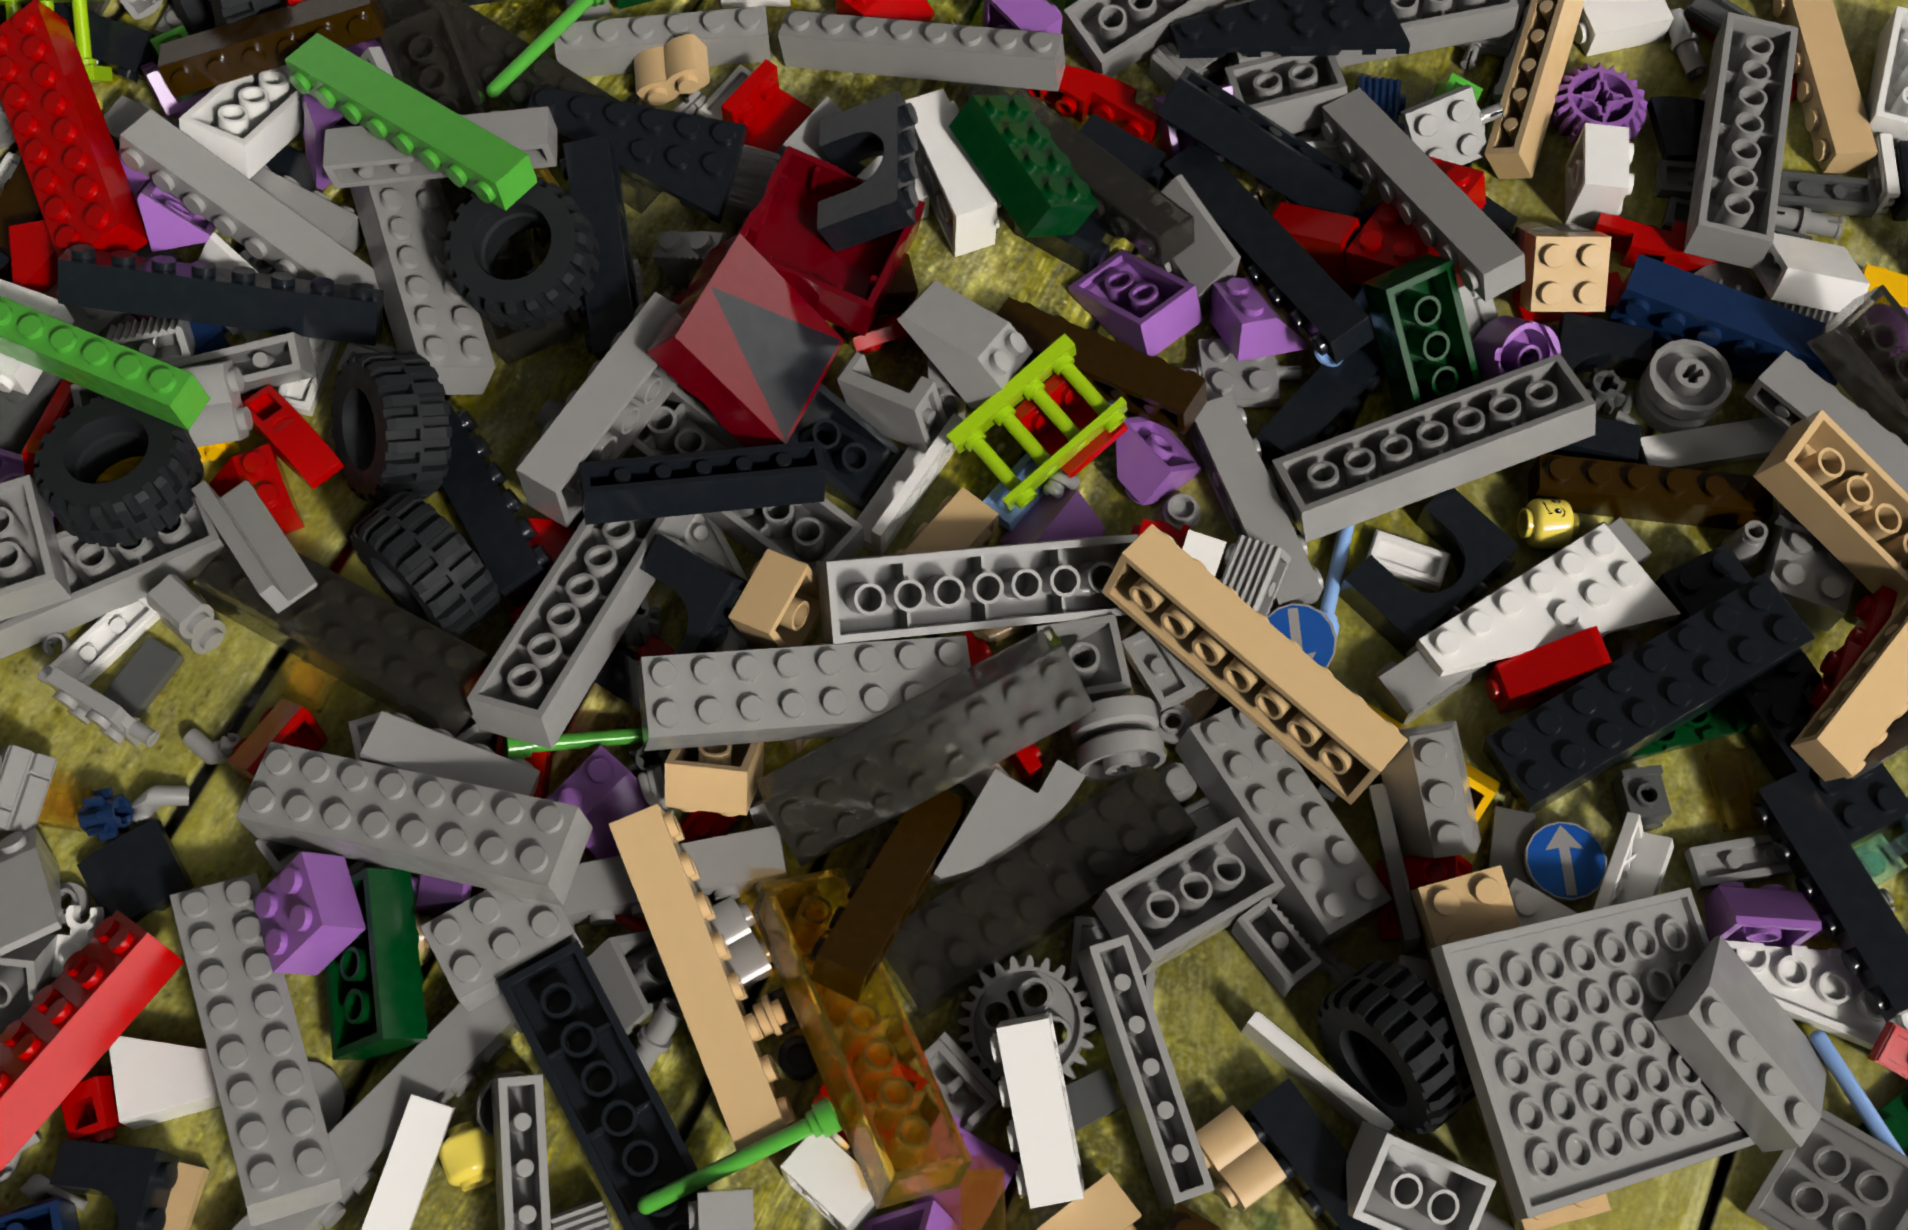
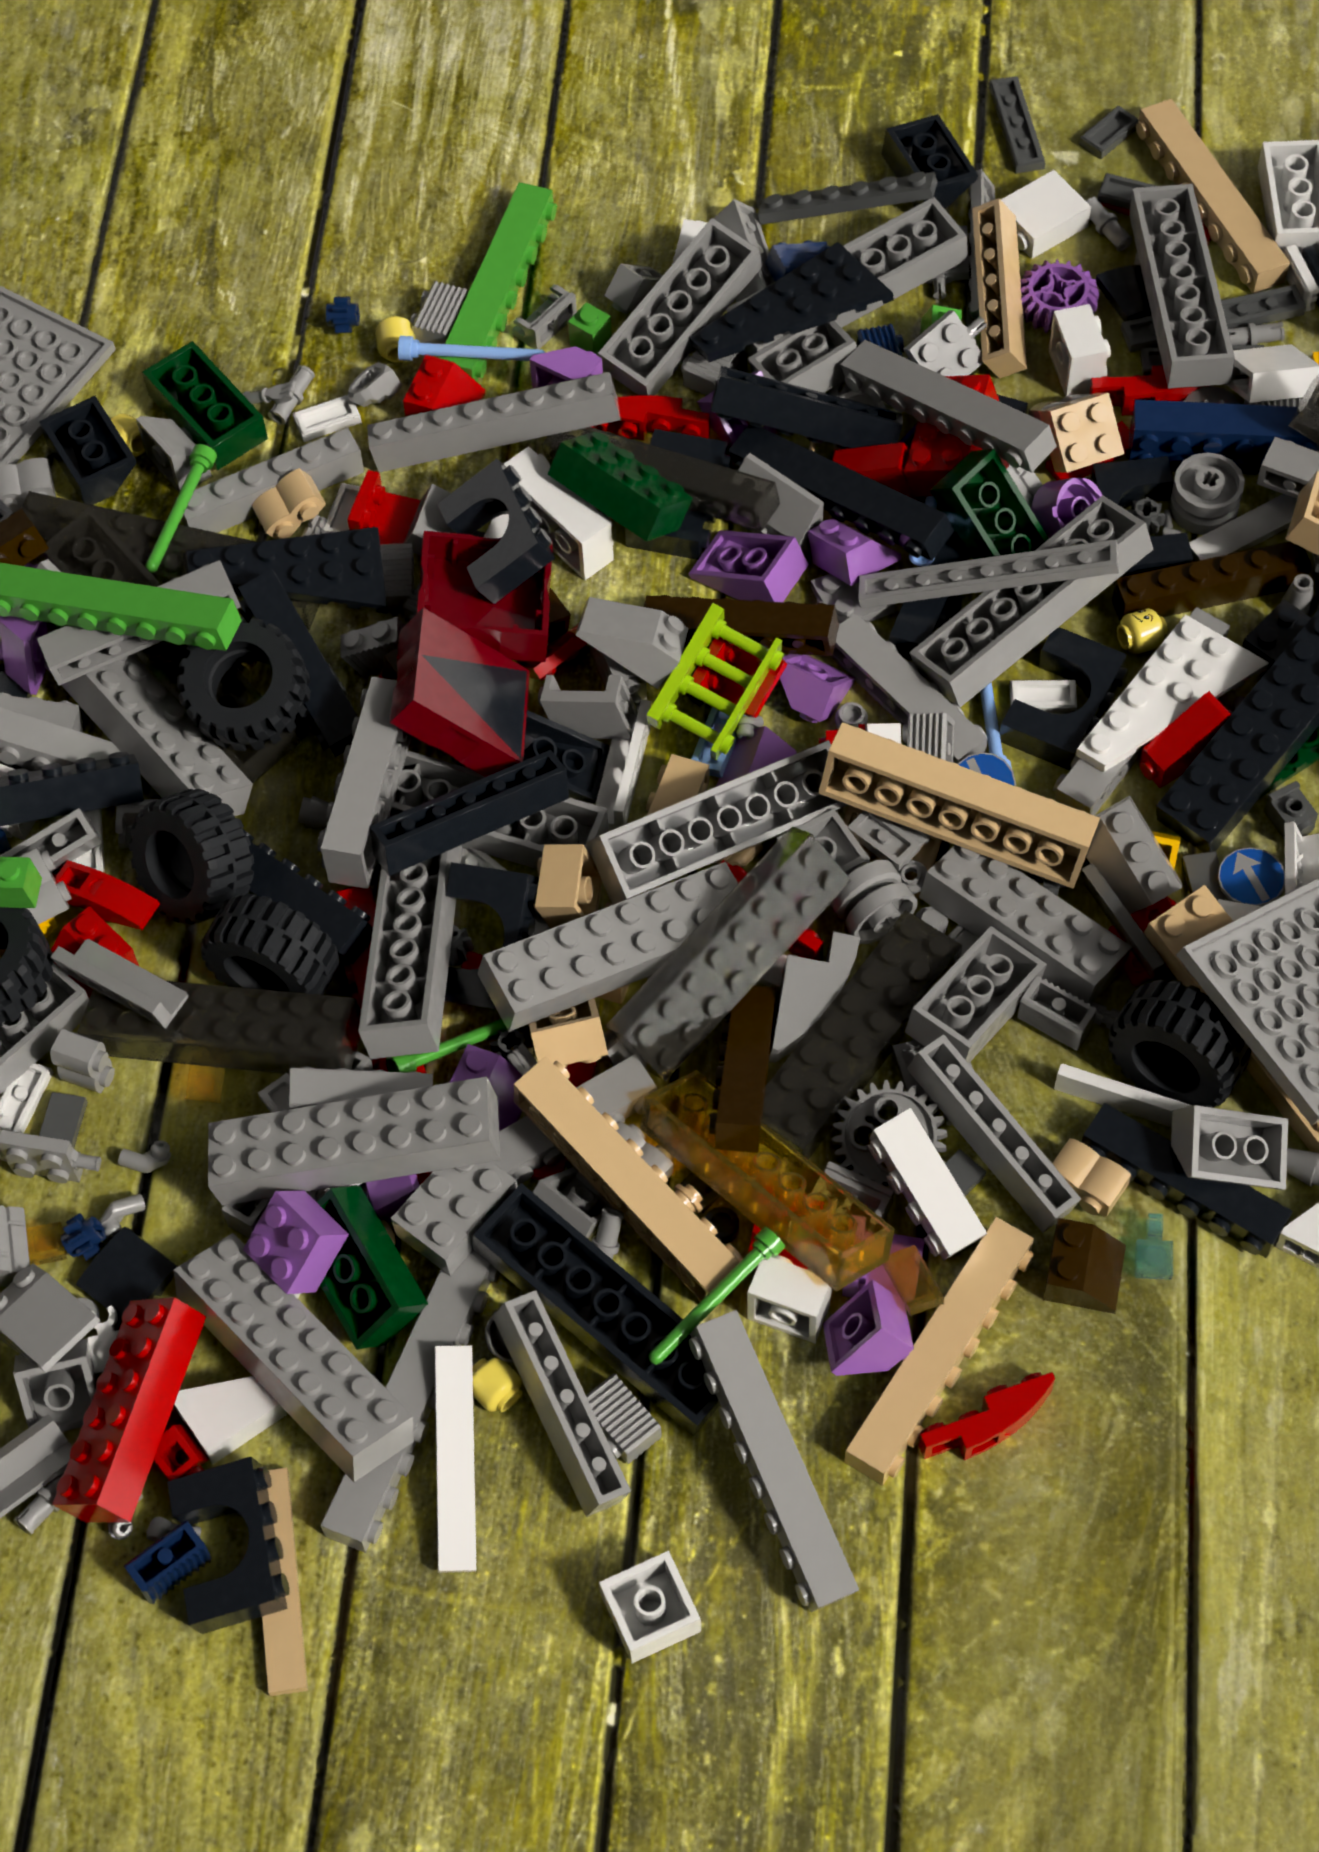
camera: 15 degrees left, 5 degrees down
(281, 724) = (190, 1149): red slope -> none
(1397, 402) = (989, 573): none -> light grey plate

